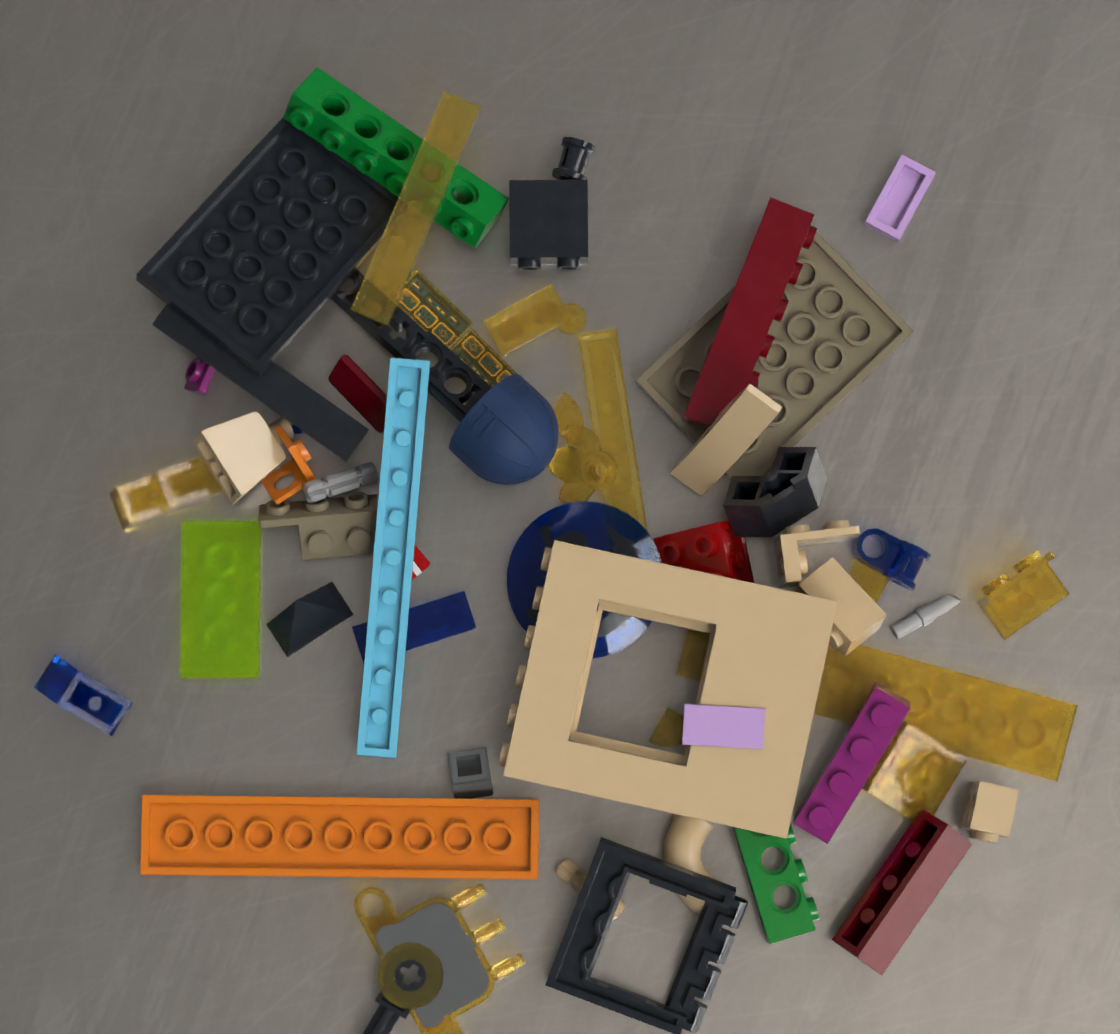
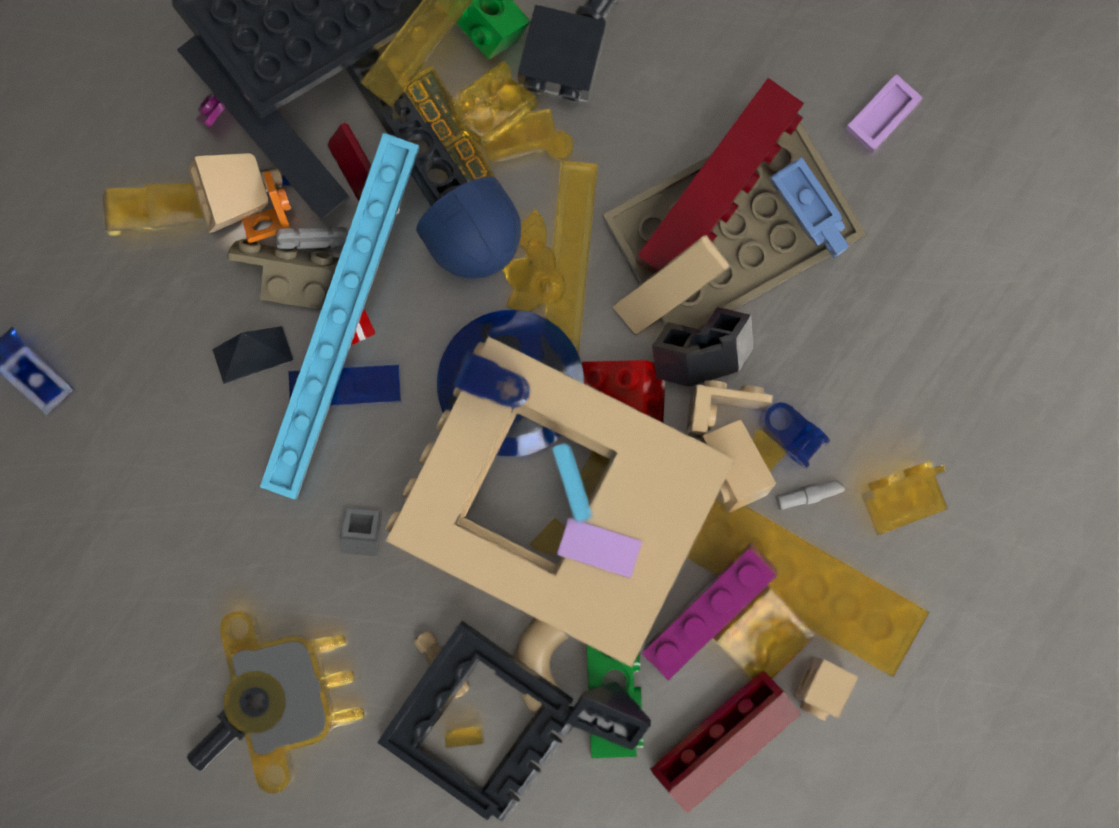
camera: 10 degrees right, 0 degrees up
(221, 600) = (177, 317): clear neon green tile -> none
(339, 837) = (226, 558): orange plate -> none
(491, 296) = (491, 105): none -> clear yellow bracket
(564, 585) = (486, 380): none -> clear blue piece
(633, 956) = (464, 737): none -> clear yellow tile
(680, 668) = (572, 483): none -> medium azure tile
(777, 894) = (610, 715): none -> black slope
(848, 317) = (811, 206): none -> medium blue hinge

